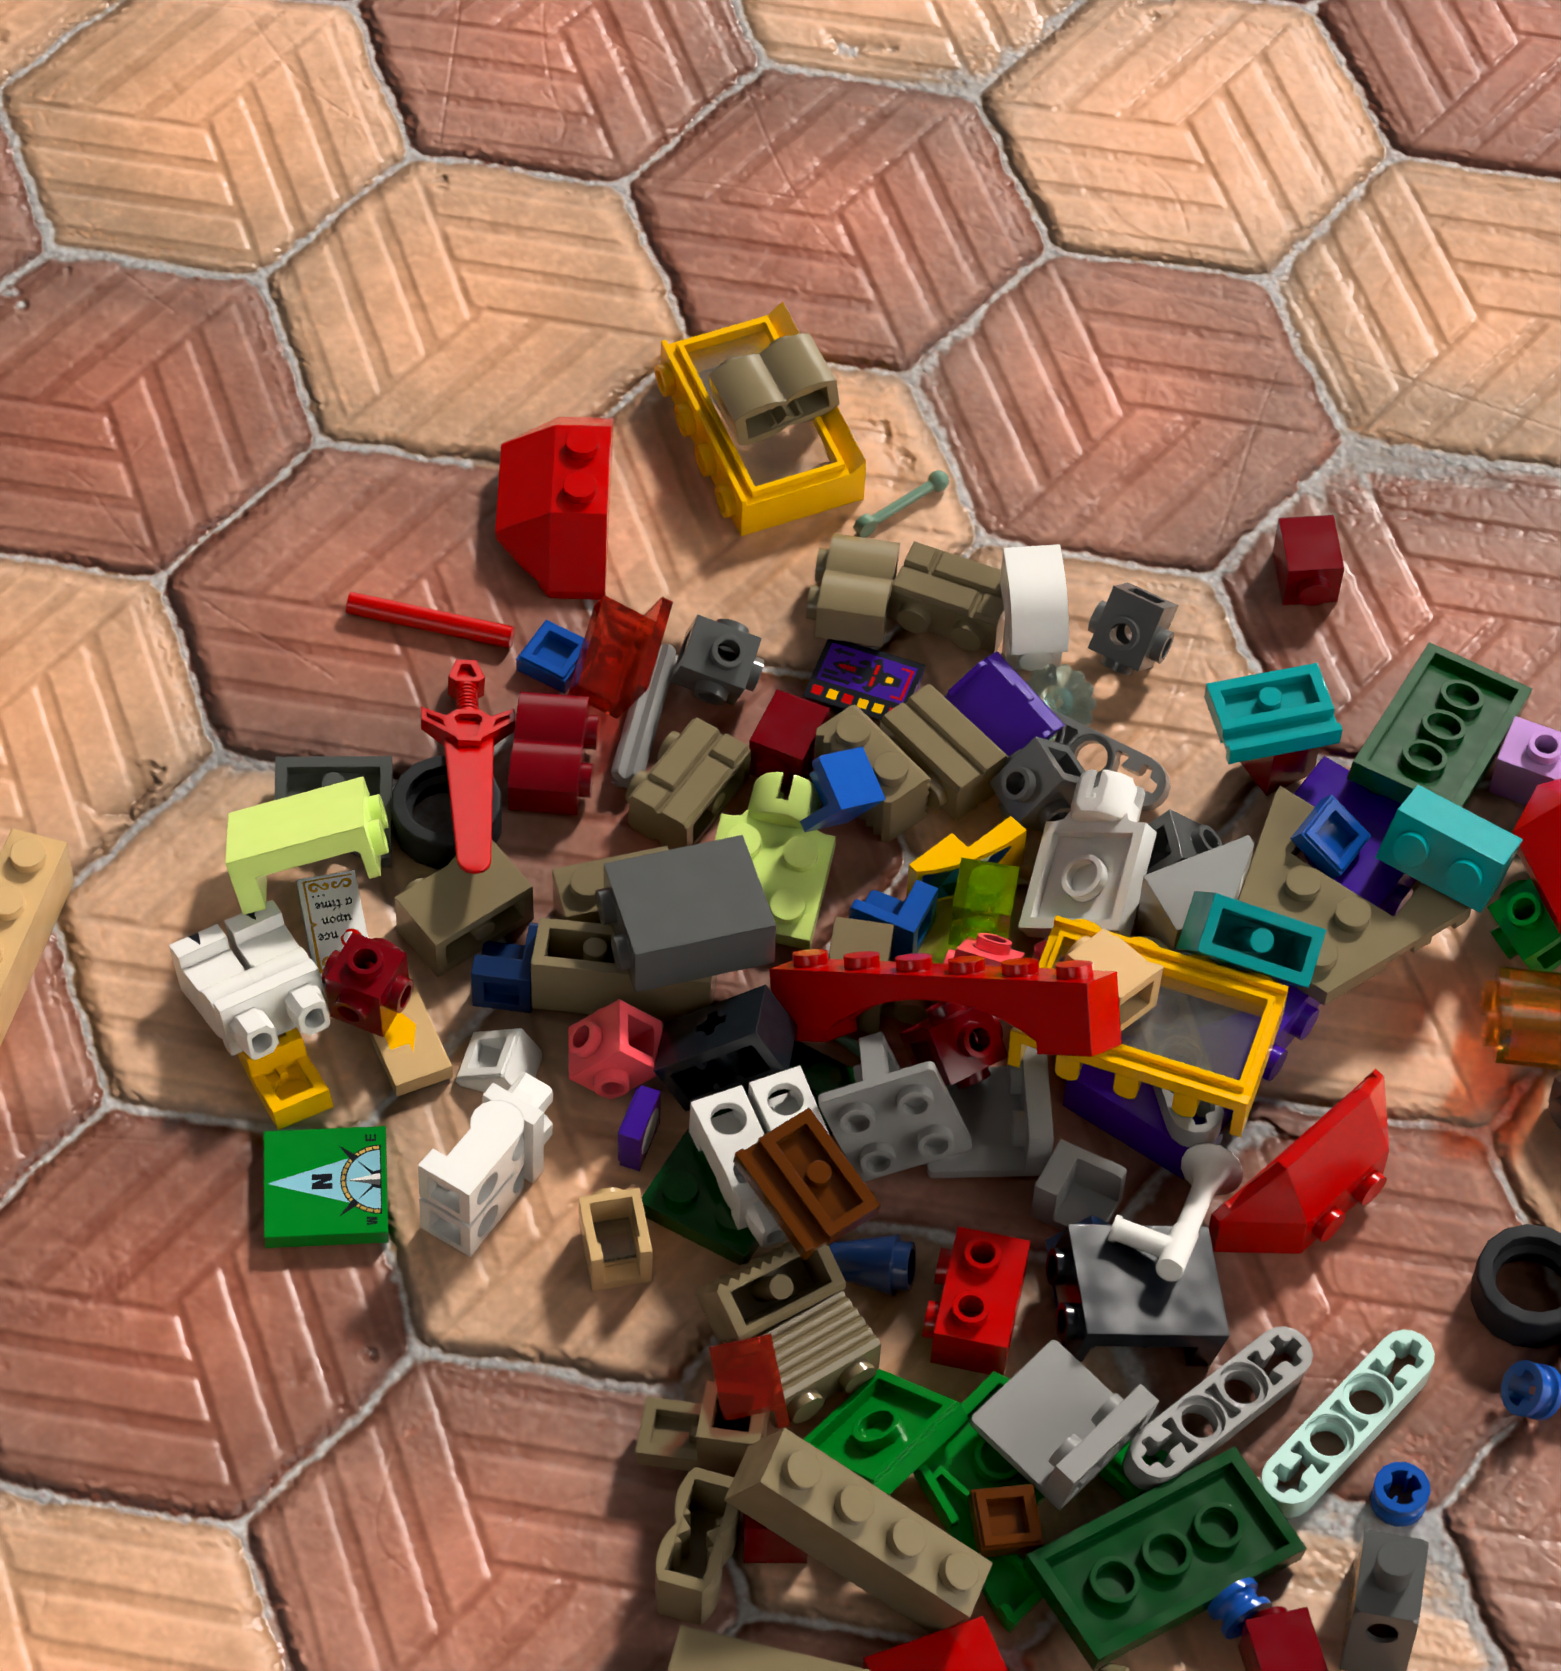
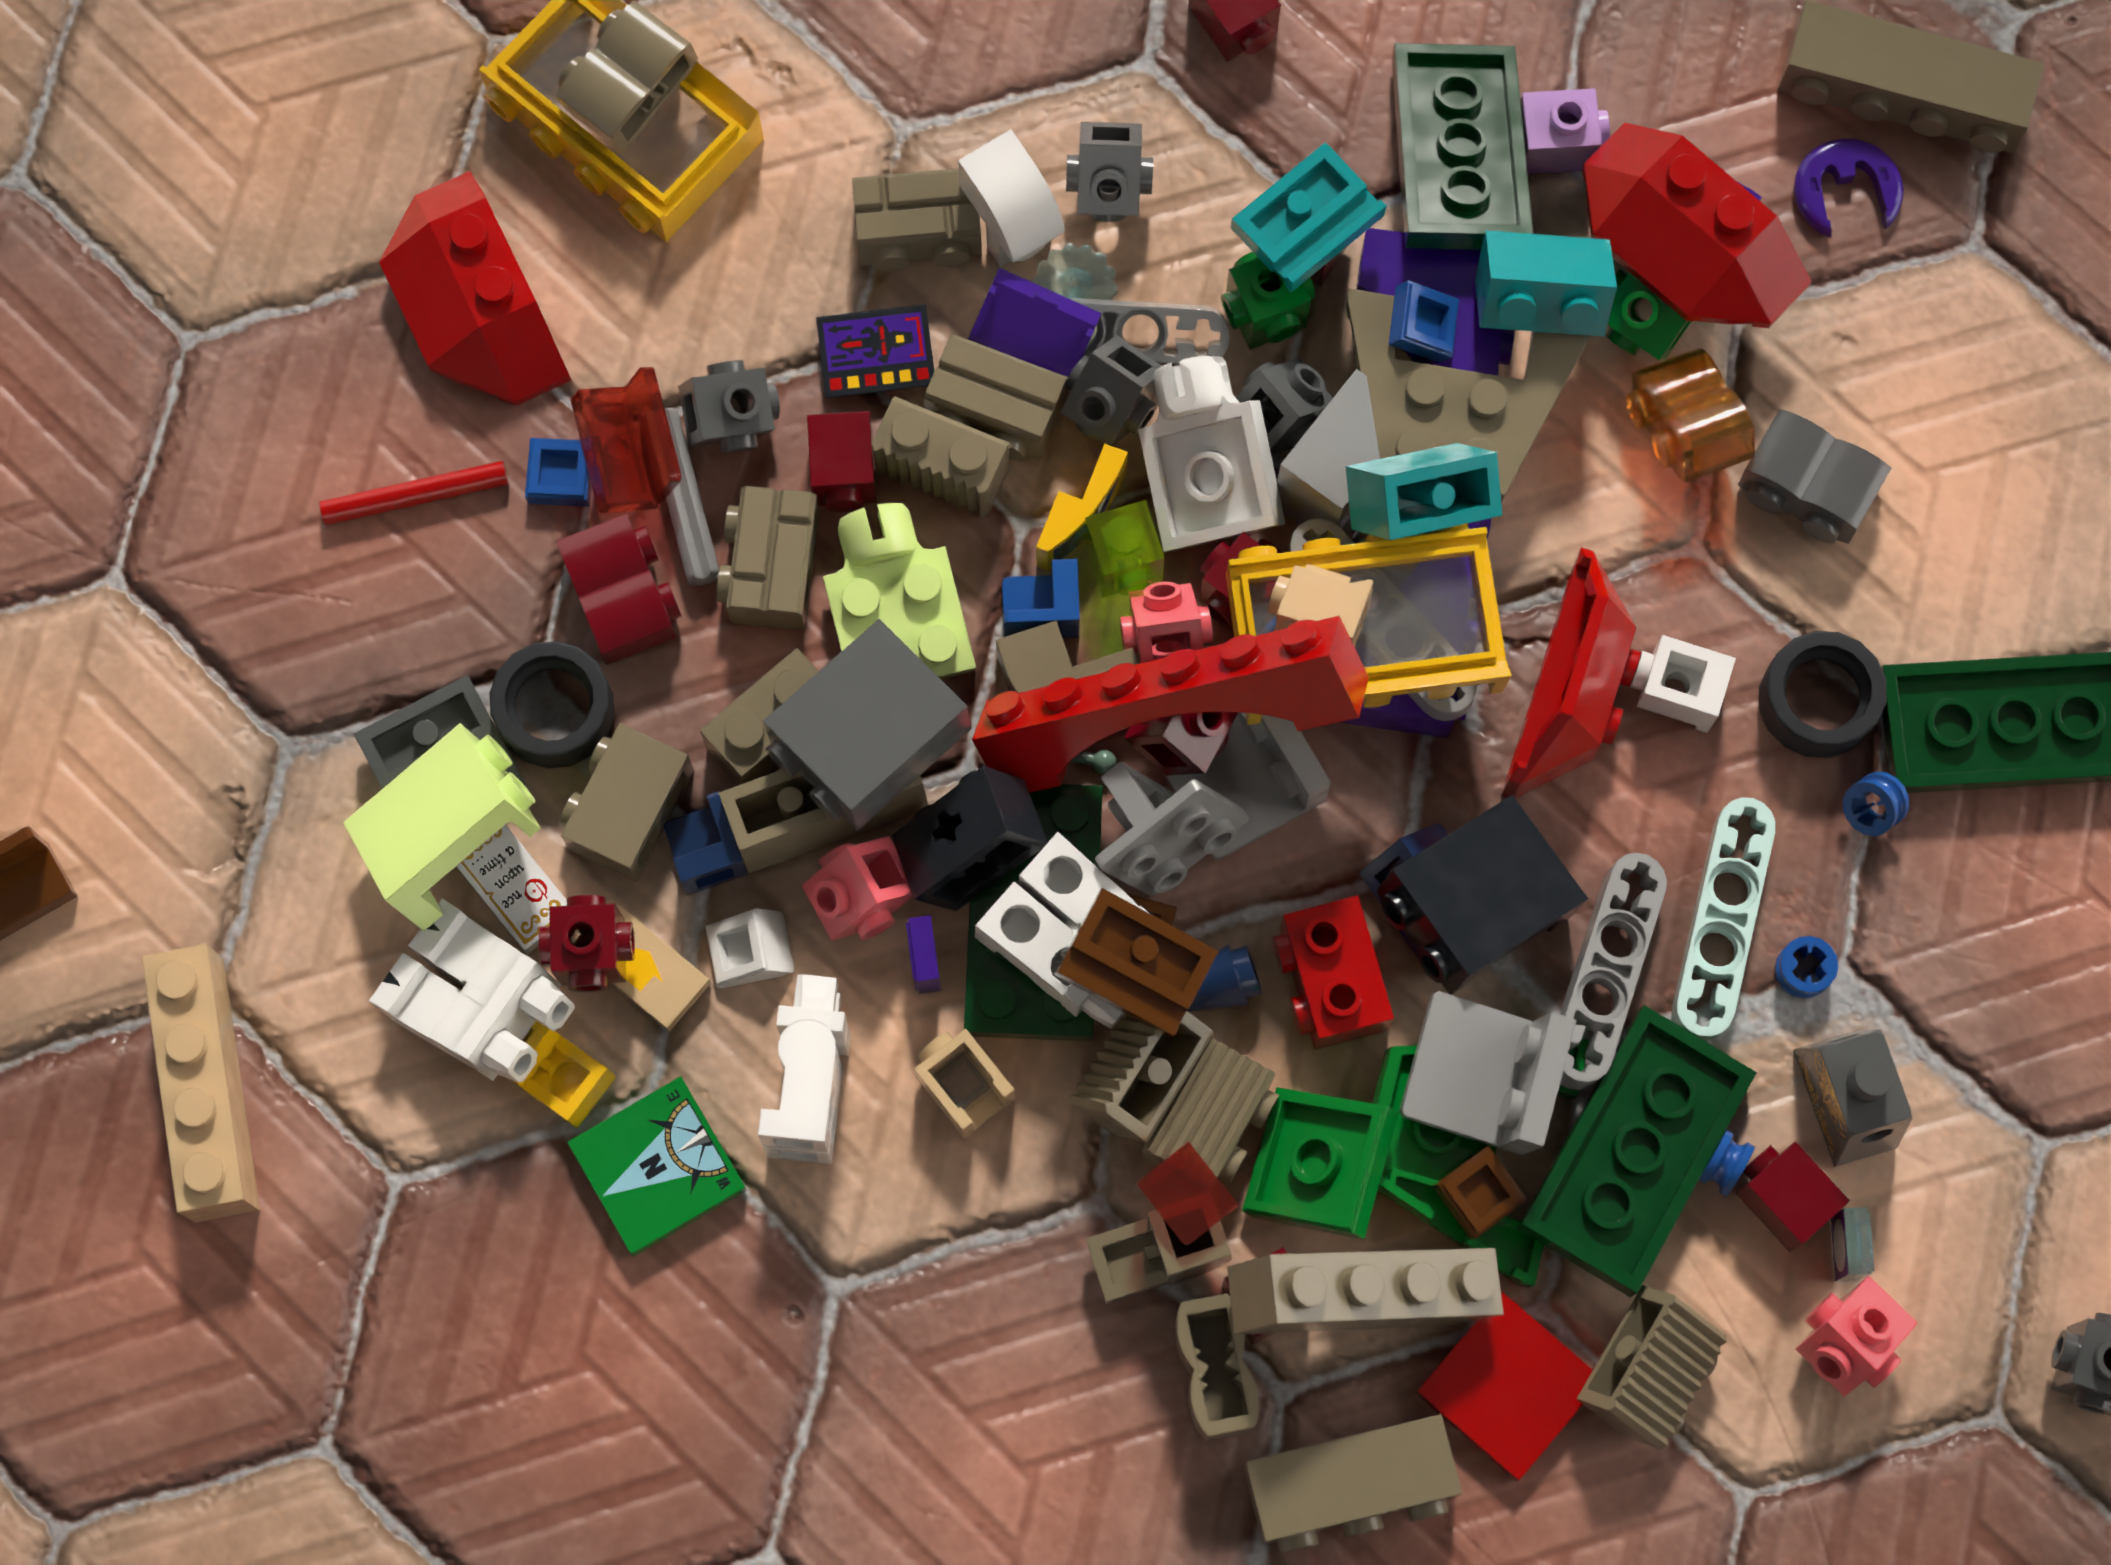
camera: 25 degrees left, 20 degrees up
(469, 749) = (534, 620): sword -> none
(844, 787) = (937, 498): blue panel -> none
(854, 589) = (819, 257): dark tan brick -> none
(867, 523) = (827, 87): sand green hinge -> none
(1076, 1187) = (1365, 809): light grey panel -> none
(1207, 782) = (1258, 311): none -> green brick
(1210, 1172) = (1483, 733): white piece -> none
(1412, 1219) = (1698, 668): none -> white brick

